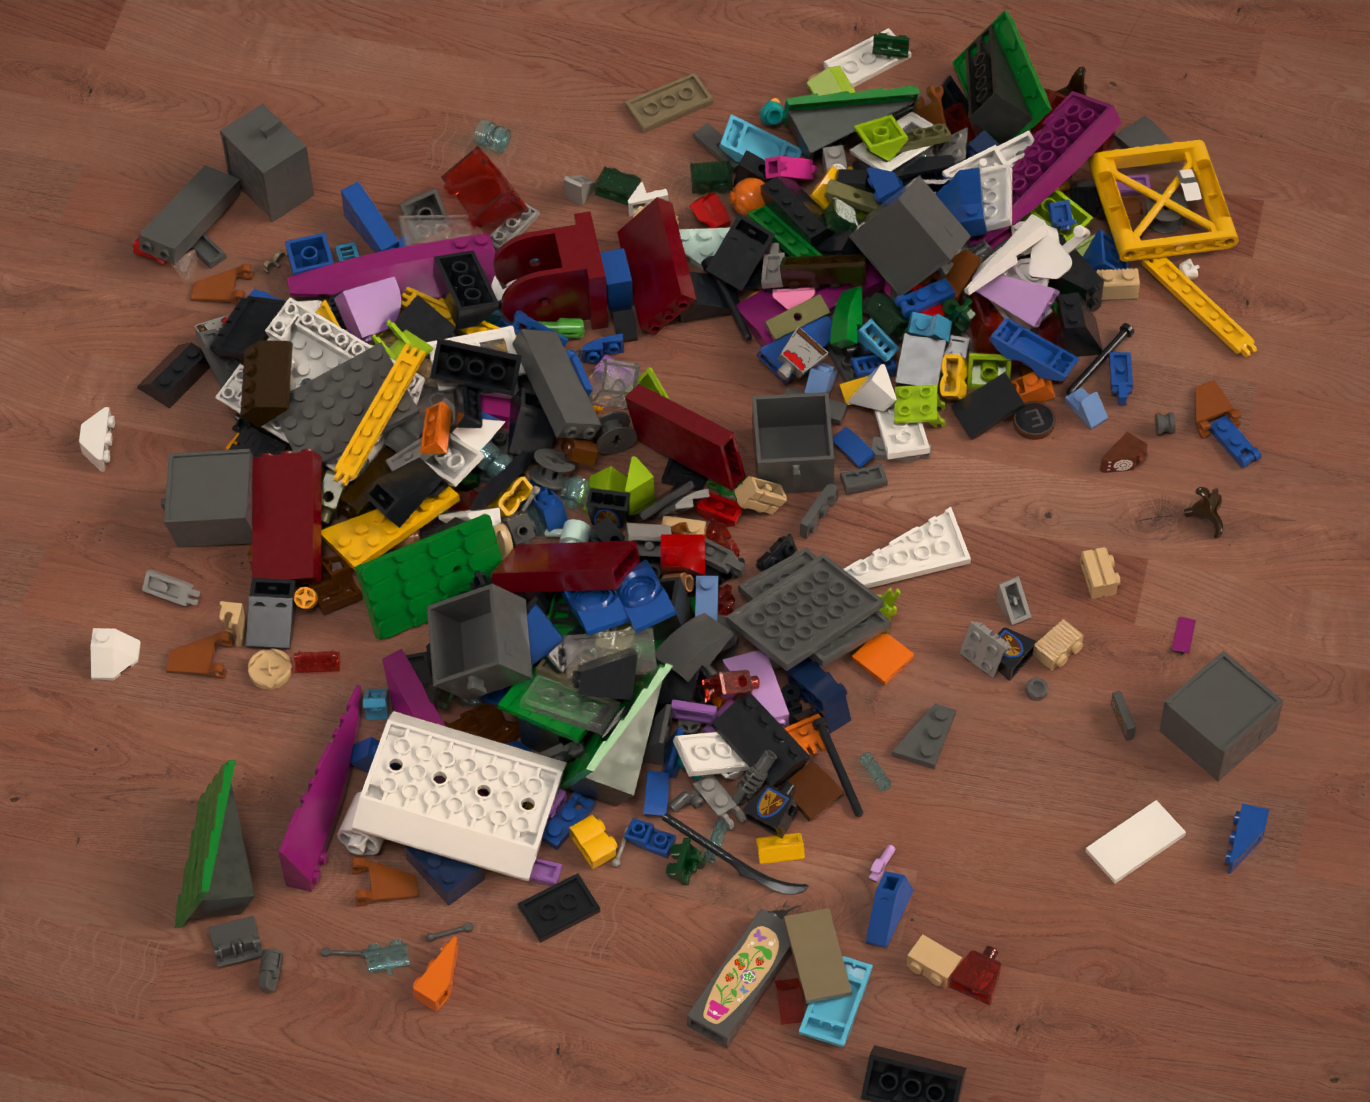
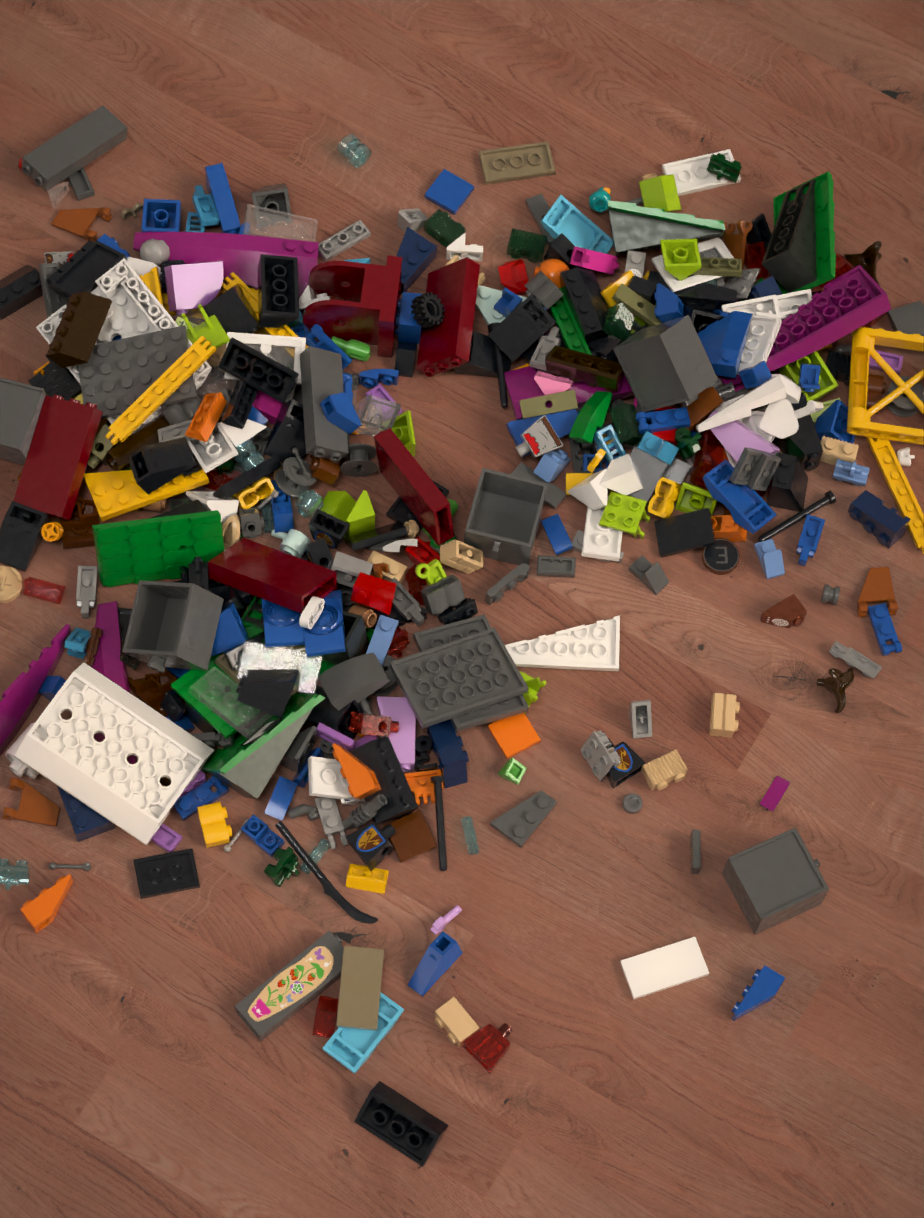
camera: 10 degrees right, 10 degrees up
(268, 162) = (153, 121): dark grey piece -> none
(315, 288) = (155, 251): none -> light grey hair
(352, 235) = (205, 207): none -> dark azure hinge
(364, 646) = (86, 589): none -> light grey hinge
(393, 696) = (93, 645): none -> reddish brown axle
(483, 190) = (329, 200): clear red windscreen -> none
(505, 730) = (173, 705): none -> black bracket
(563, 461) = (306, 475): none -> dark grey hinge
(580, 384) = (340, 412): none -> blue slope
(603, 213) = (416, 256): none -> dark blue wedge
(608, 149) = (449, 191): none -> blue tile
(626, 585) = (311, 612): none -> white beam
(633, 261) = (430, 302): none -> black tyre
(698, 483) = (412, 529): none -> tan plate
(713, 235) = (507, 303): none -> blue panel
(735, 739) = (359, 776): none -> orange slope
(741, 526) = (433, 571): none -> lime hinge
(750, 206) = (543, 290): none -> dark grey brick
(755, 539) = (442, 595): none -> dark grey brick
(869, 355) = (596, 460): none -> yellow tile
(896, 694) = (512, 771): none -> bright green slope
(902, 366) = (621, 476): none -> white slope
(966, 459) = (650, 575): none -> dark grey slope
(1006, 224) = (755, 375): none -> blue panel
(1041, 315) = (755, 469): none -> dark grey slope
(1139, 299) = (851, 472): none -> medium blue hips
(1186, 335) = (878, 519): none -> dark blue wedge
(1216, 478) = (856, 659): none -> light grey hinge

